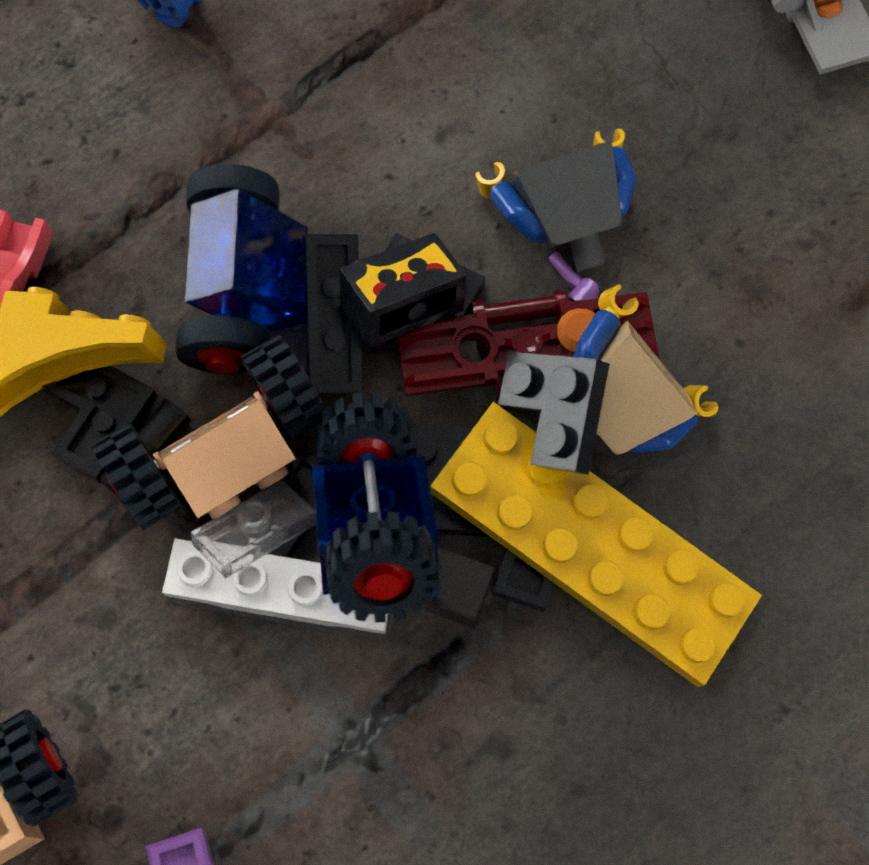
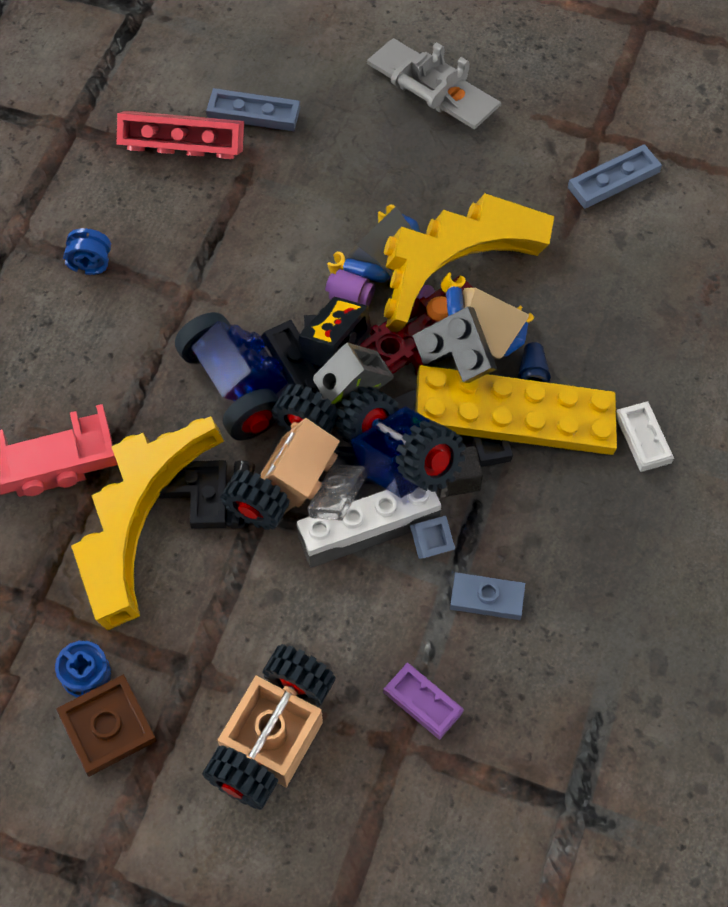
camera: 35 degrees left, 10 degrees down
(355, 663) = (432, 537): none -> sand blue plate
(360, 361) = (350, 369): none -> dark grey torso
(378, 794) = (487, 596): none -> sand blue plate
(482, 228) = (350, 287): none -> medium lavender brick
(668, 487) = (534, 364): none -> dark blue cone
(743, 243) = (488, 226): none -> yellow arch
(760, 689) = (644, 436): none -> white plate

